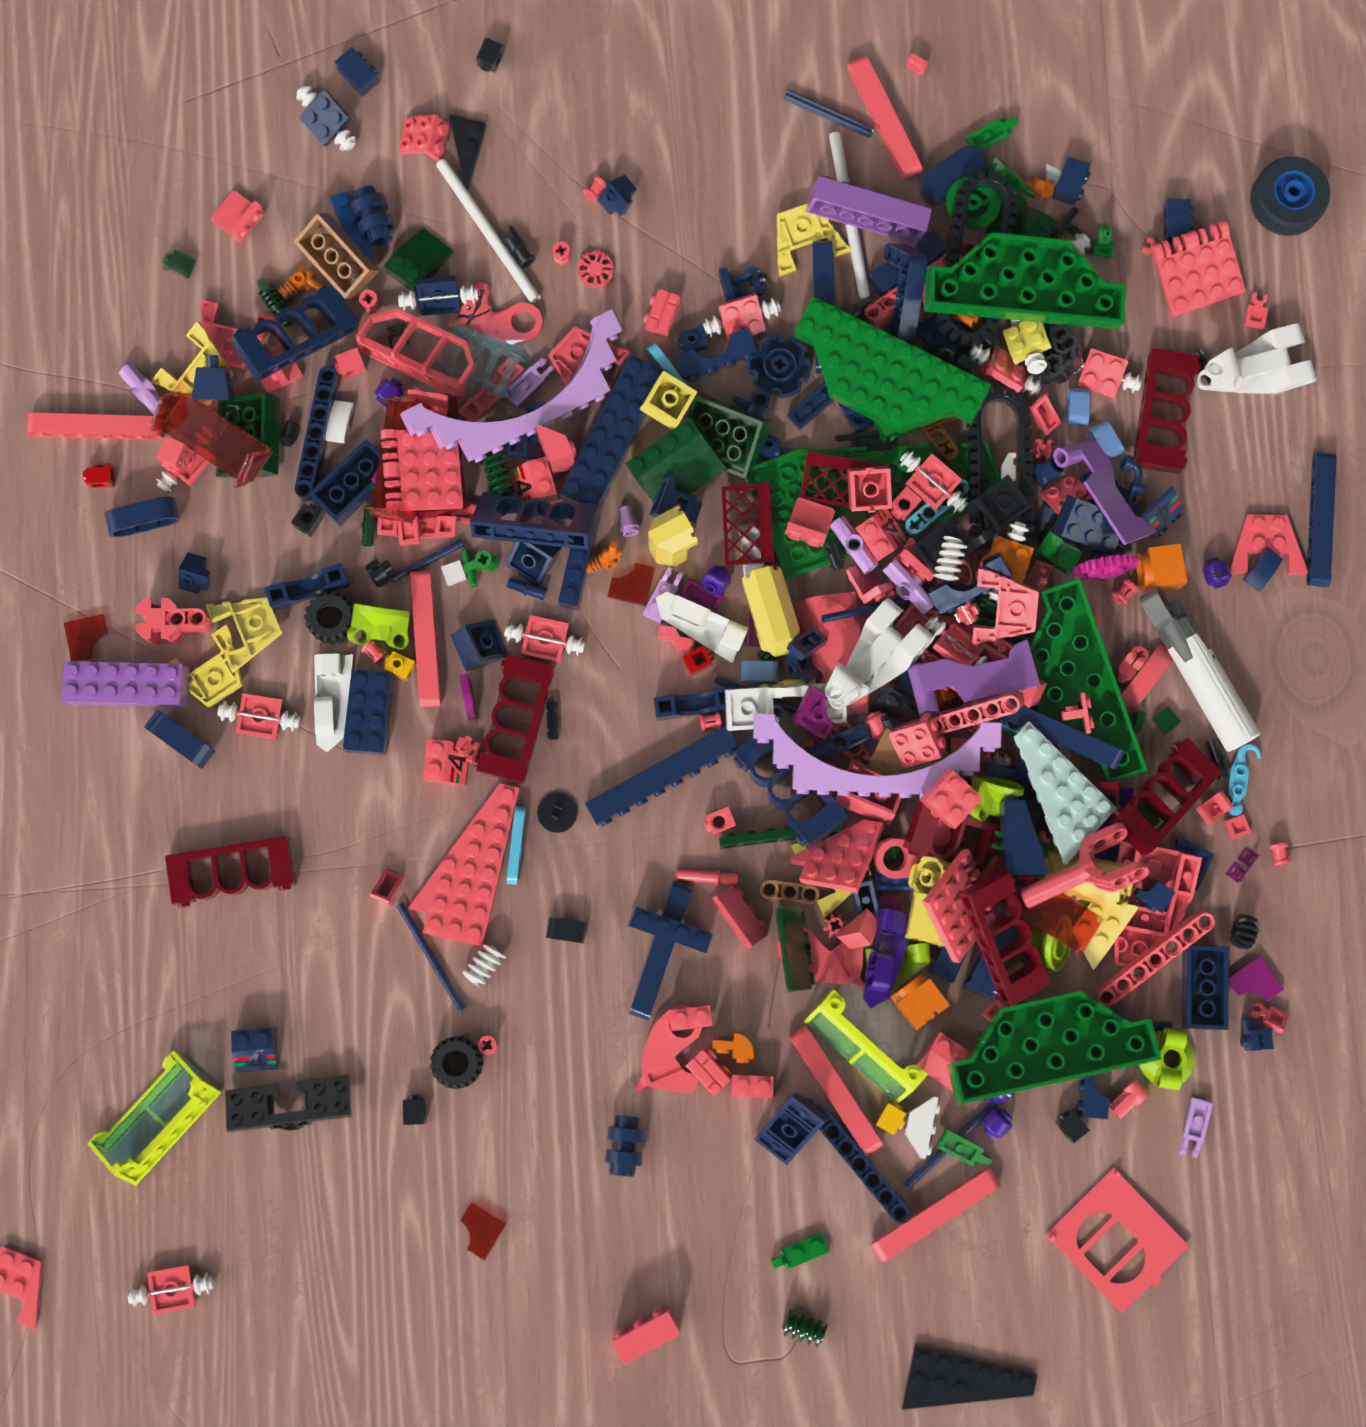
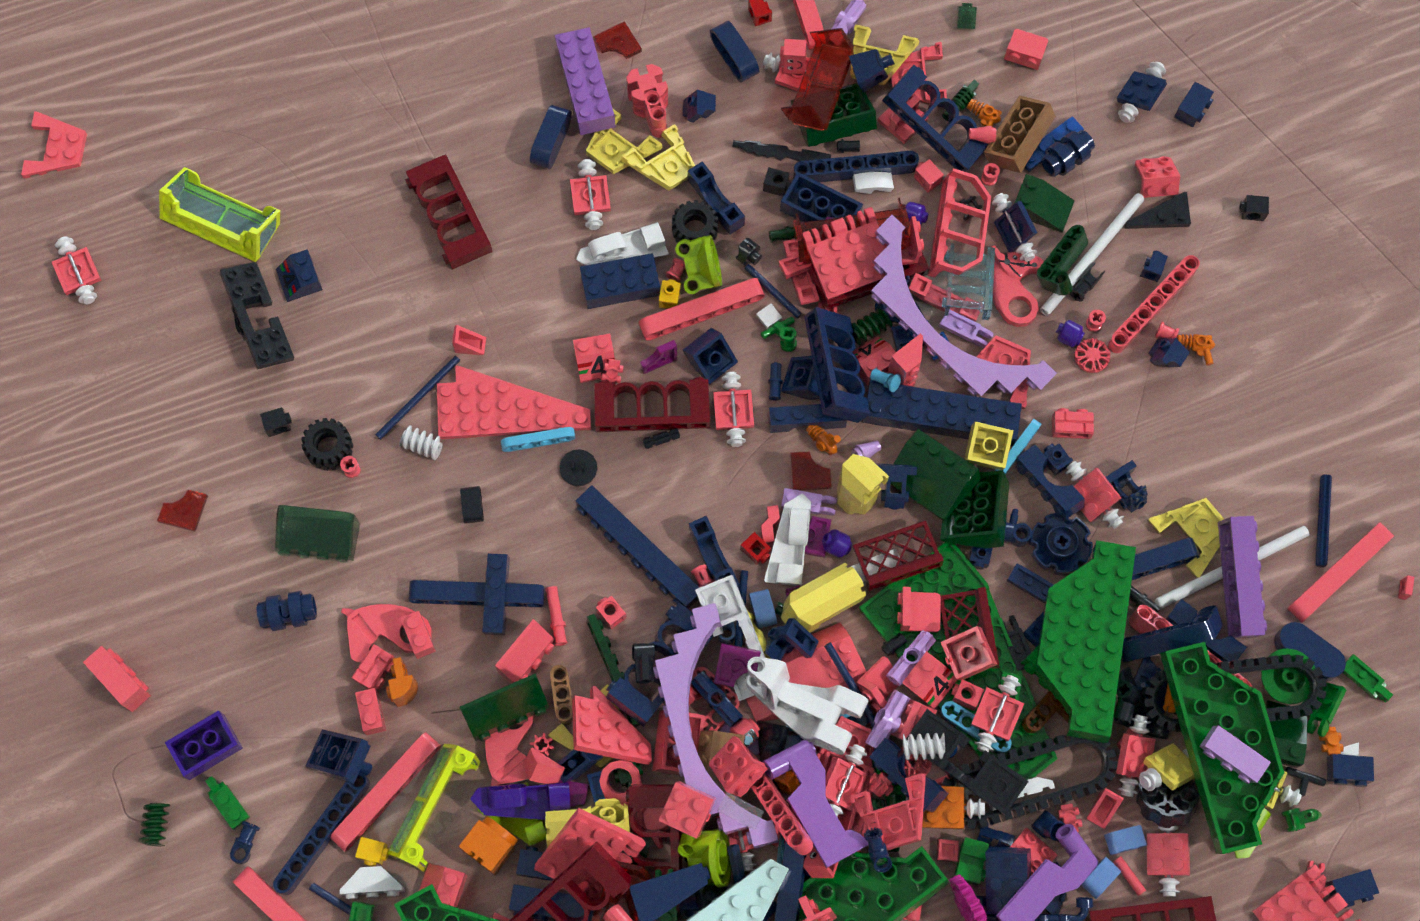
camera: 75 degrees right, 10 degrees down
(272, 504) = (778, 151): none -> black sword
(328, 291) = (983, 134): none -> coral cone
(487, 258) = (1053, 271): none -> dark green beam
(521, 175) = (1154, 266): none -> dark blue brick
(551, 1097) = (316, 533): none -> clear green windscreen
(560, 181) = (1157, 296): none -> coral beam
(567, 282) = (1070, 333): none -> dark purple head
(569, 474) = (888, 380): none -> medium azure pin
(616, 163) = (1200, 344): none -> orange piece
(739, 1261) = (203, 745): none -> dark purple brick
(782, 800) = (643, 655): none -> black piece
(845, 1242) = (244, 842): none -> dark blue connector
(964, 749) = (740, 811): none -> clear tile
(1035, 633) = (877, 849): none -> dark blue connector
(1043, 278) = (1234, 755): none -> lavender brick
(1110, 414) = (1129, 876): none -> coral piece

